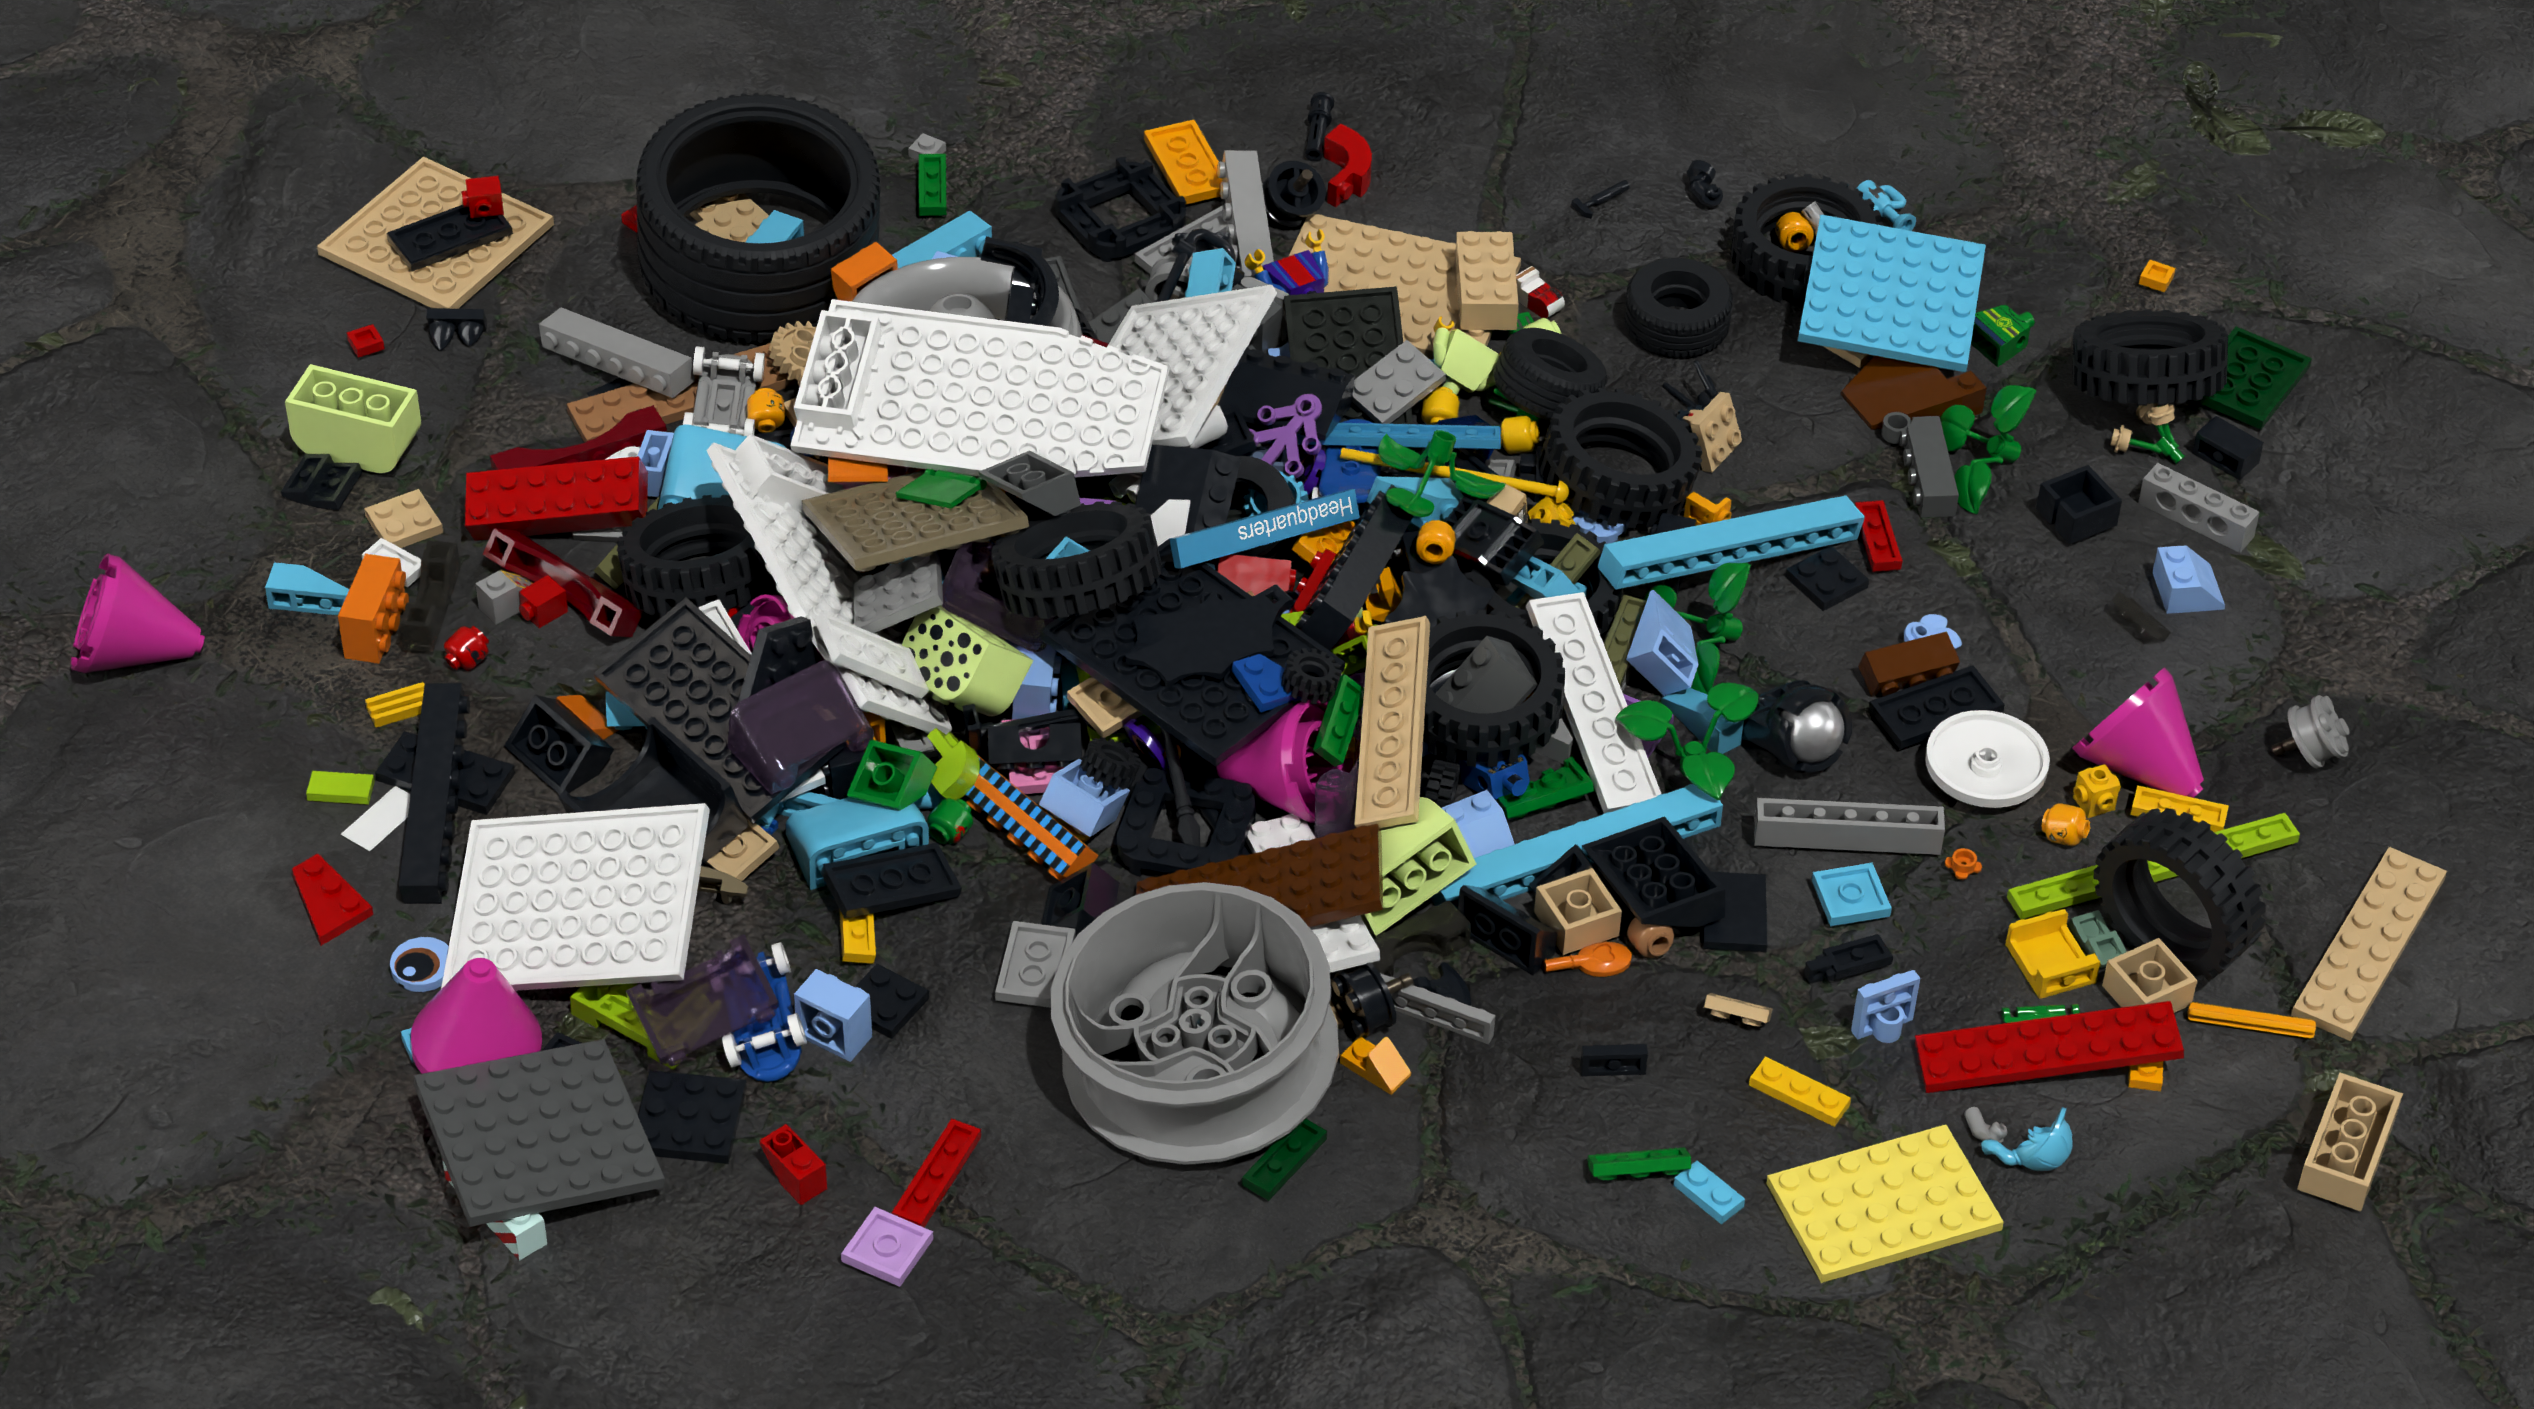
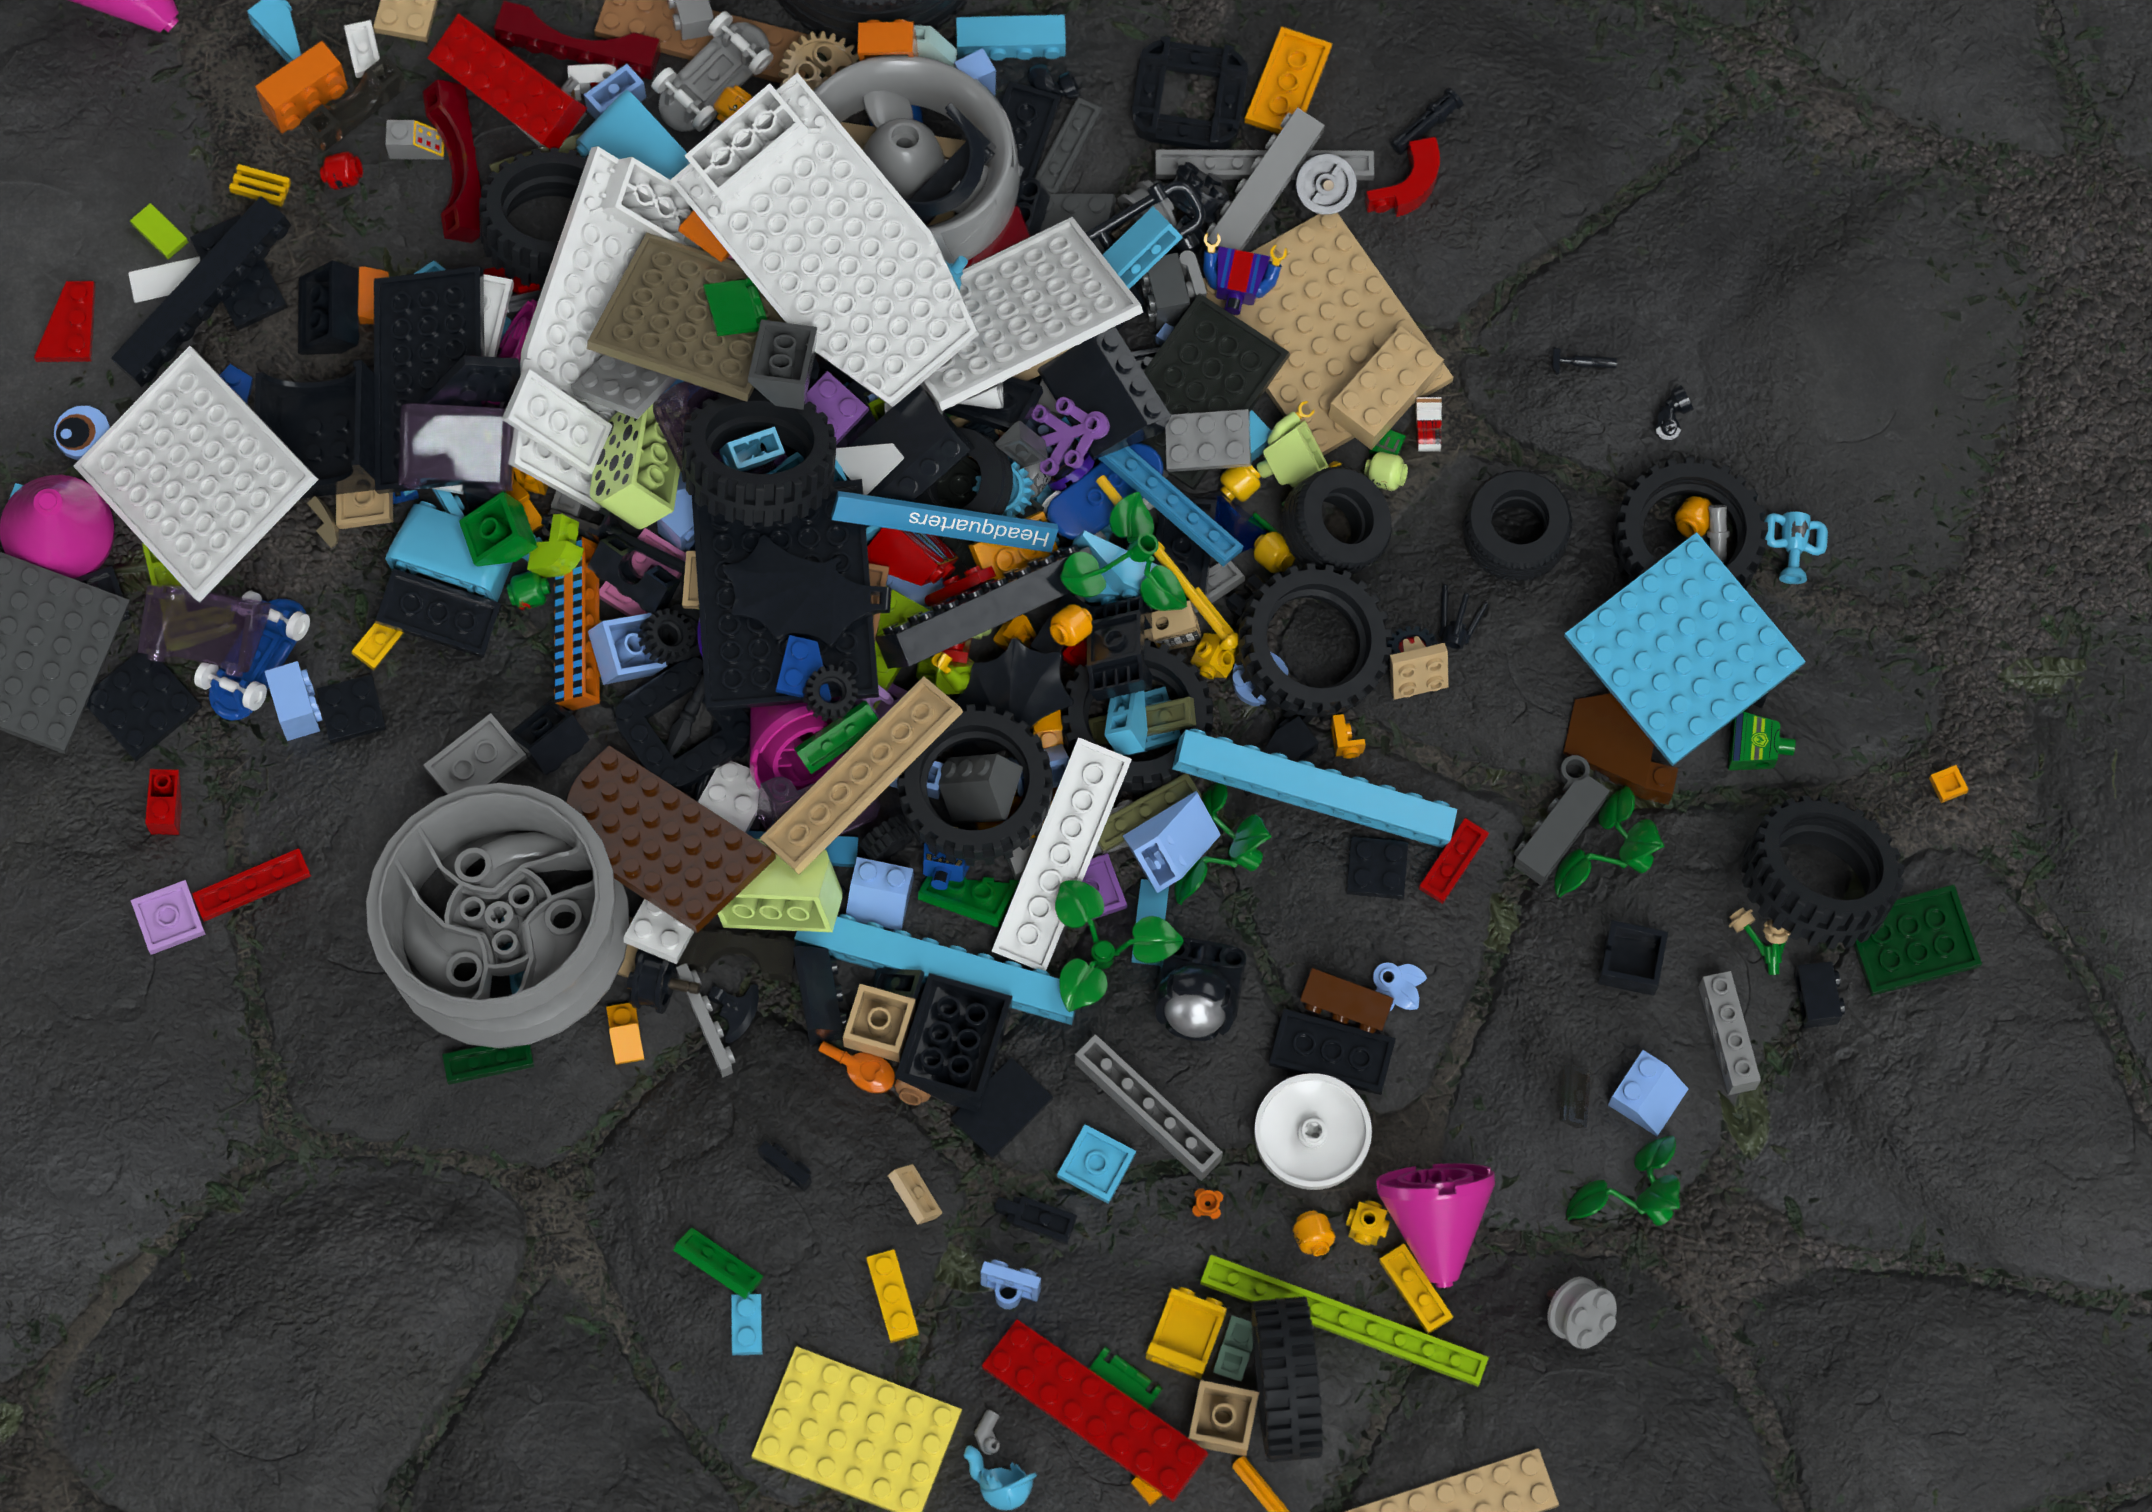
camera: 40 degrees right, 25 degrees up
(543, 601) = (429, 166): red brick -> none
(1263, 448) = (1023, 445): none -> dark grey slope
(2287, 604) = (1656, 1201): none -> green plant

